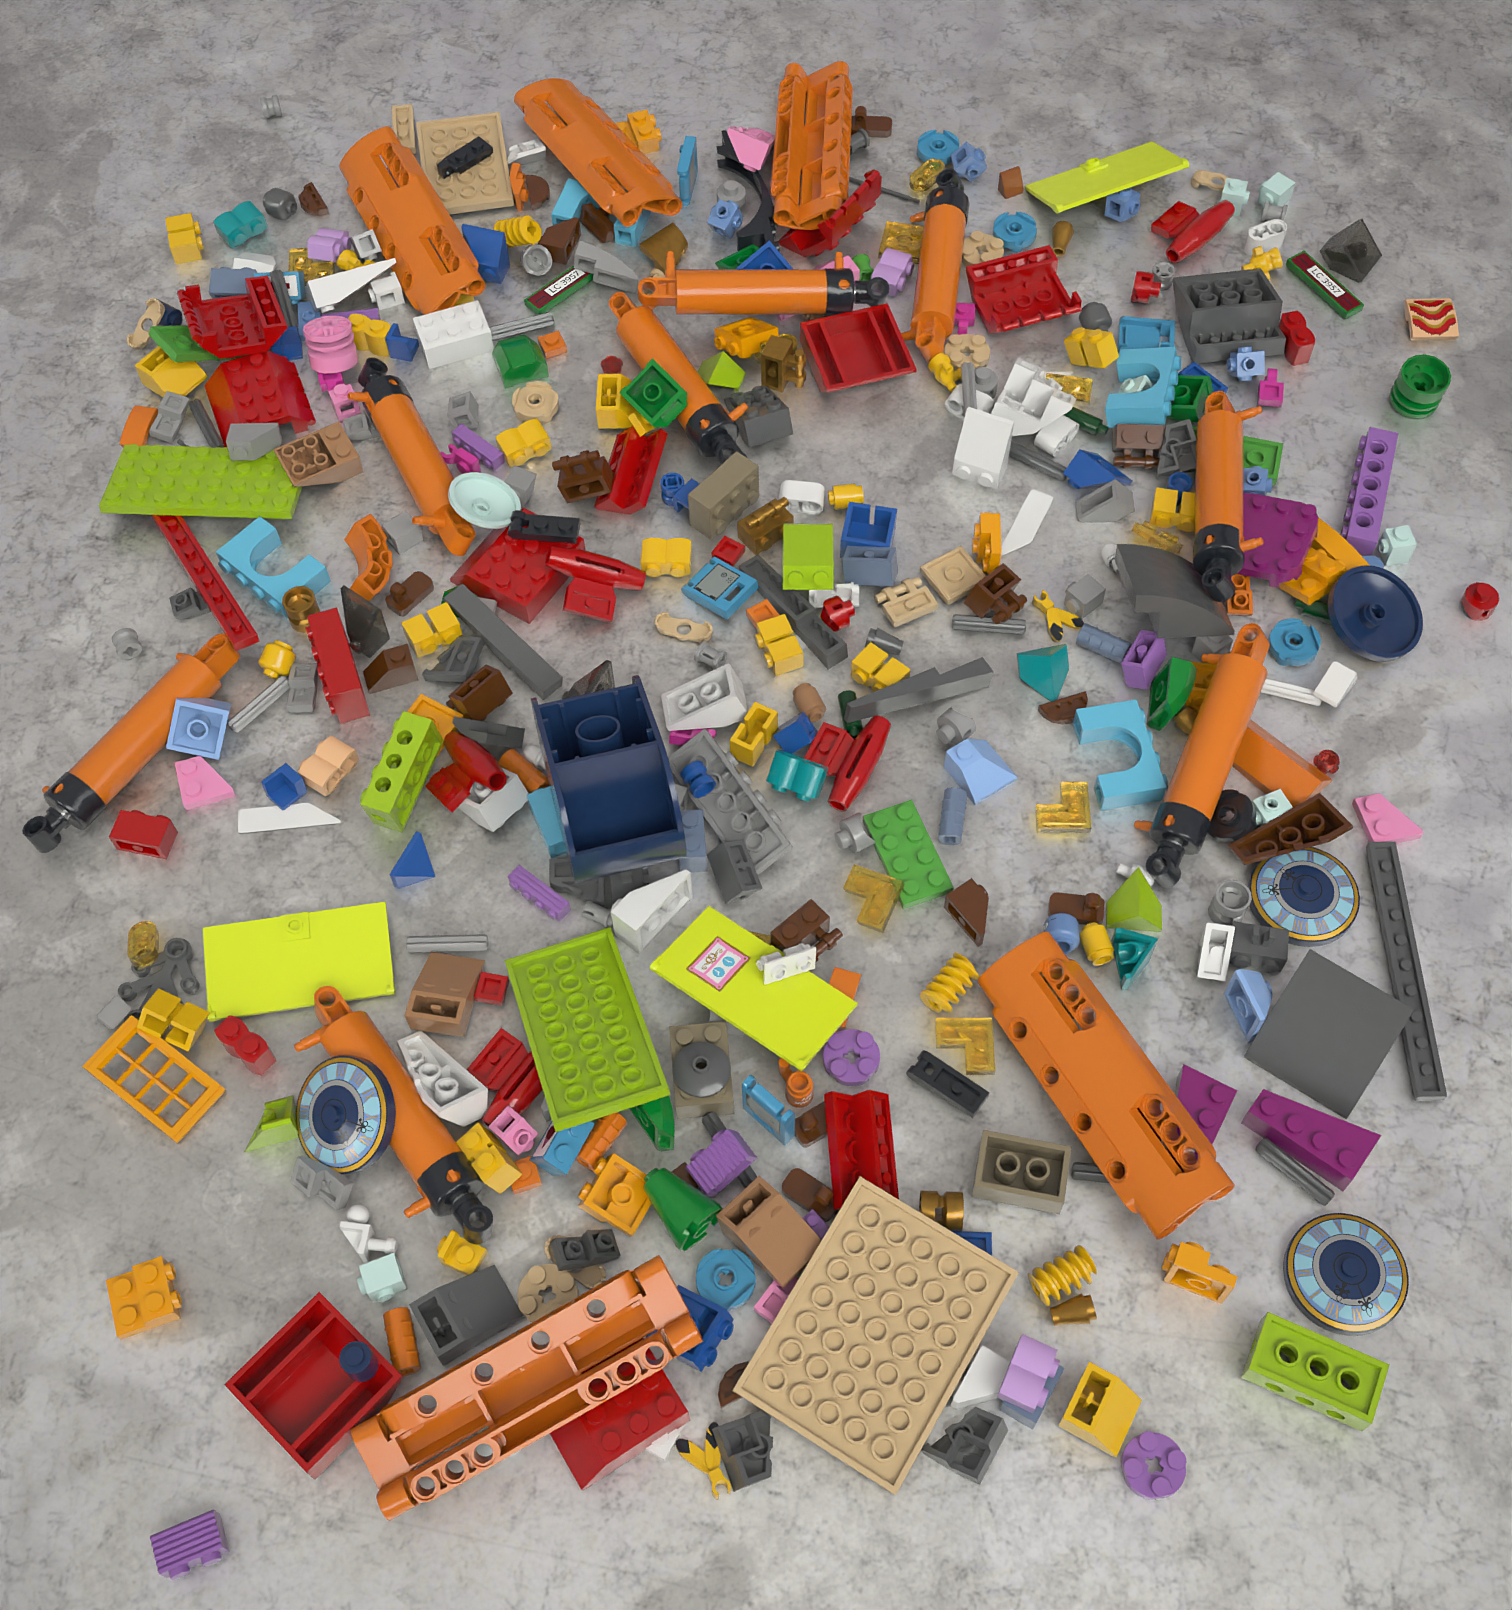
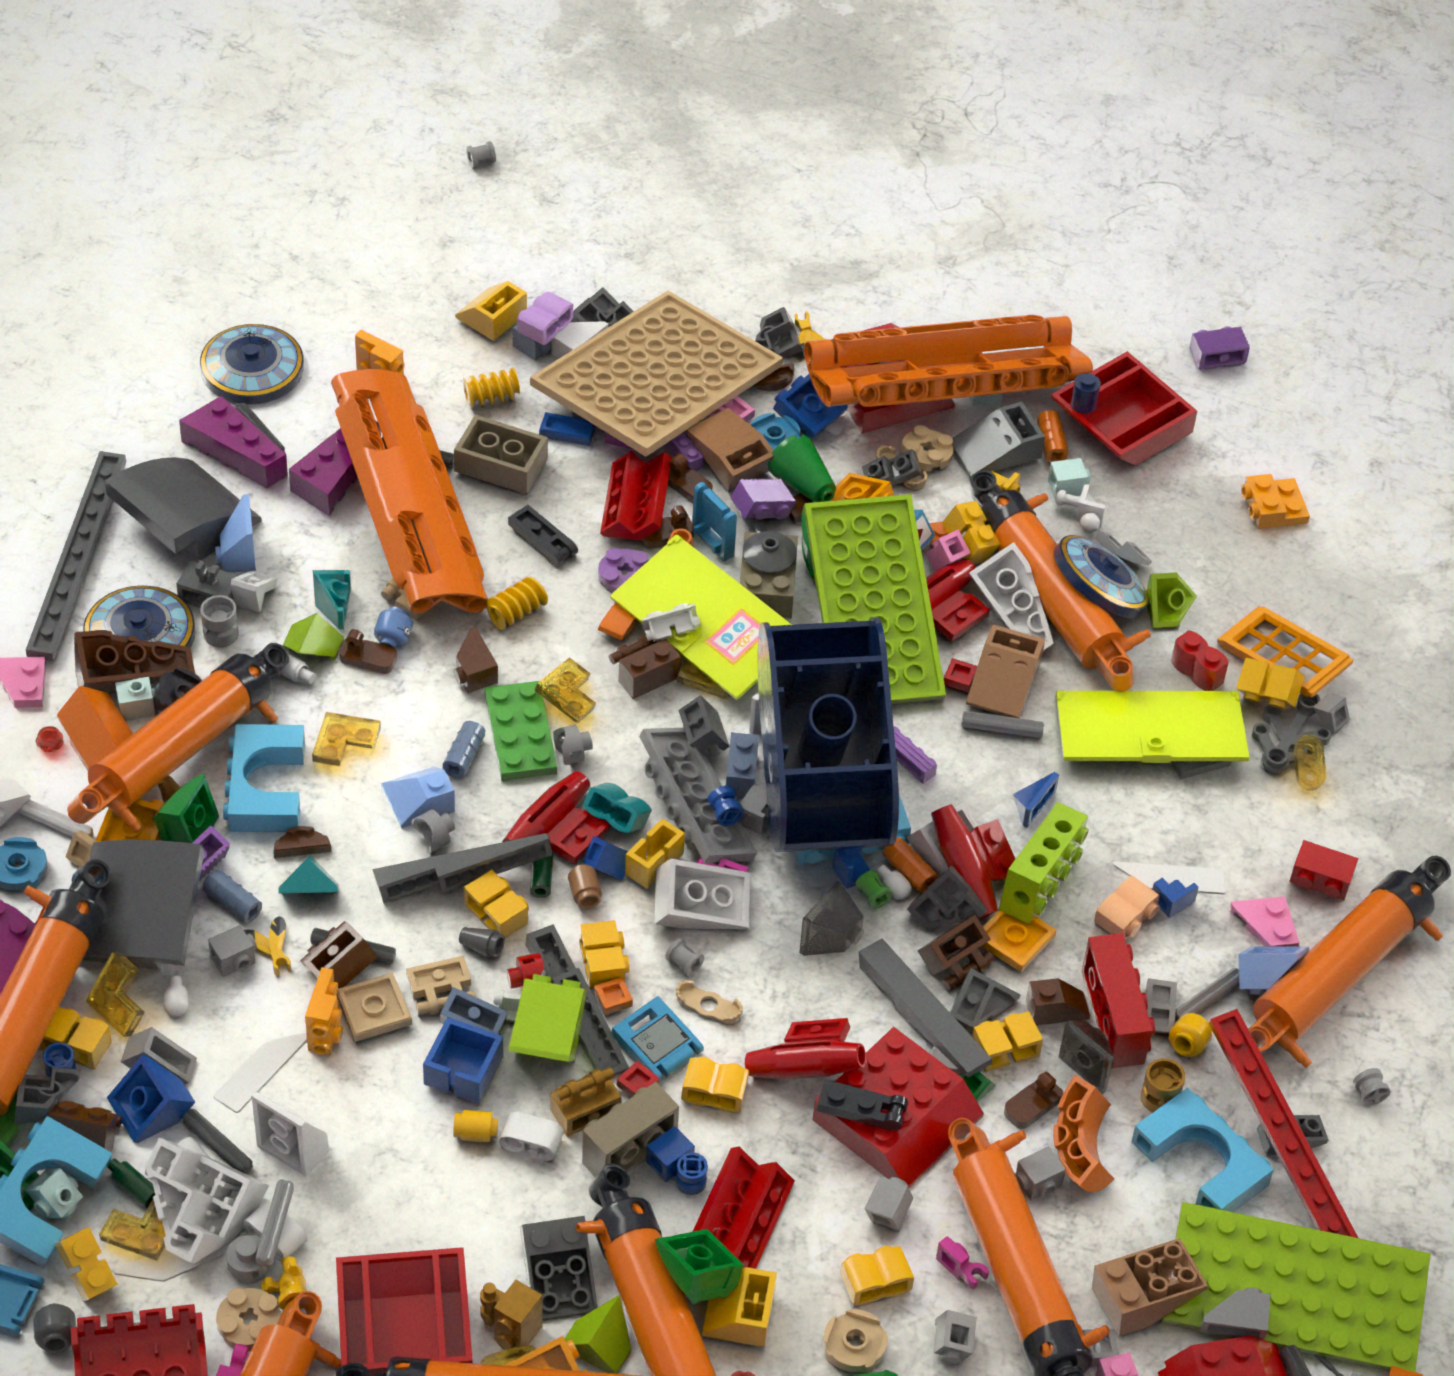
camera: 175 degrees left, 10 degrees down
(478, 447) = (937, 1285): medium lavender piece -> none
(483, 500) = (924, 1137): light aqua dish -> none
(583, 476) = (803, 1192): reddish brown brick -> none
(952, 1208) = (578, 444): pearl gold wheel -> none
(974, 1036) = (507, 564): clear yellow plate -> none
(1074, 1311) = (485, 366): pearl gold cone -> none
(1096, 944) = (362, 614): yellow brick -> none
(1170, 1459) = (461, 271): medium lavender plate -> none
(1331, 1360) = (313, 300): lime brick -> none

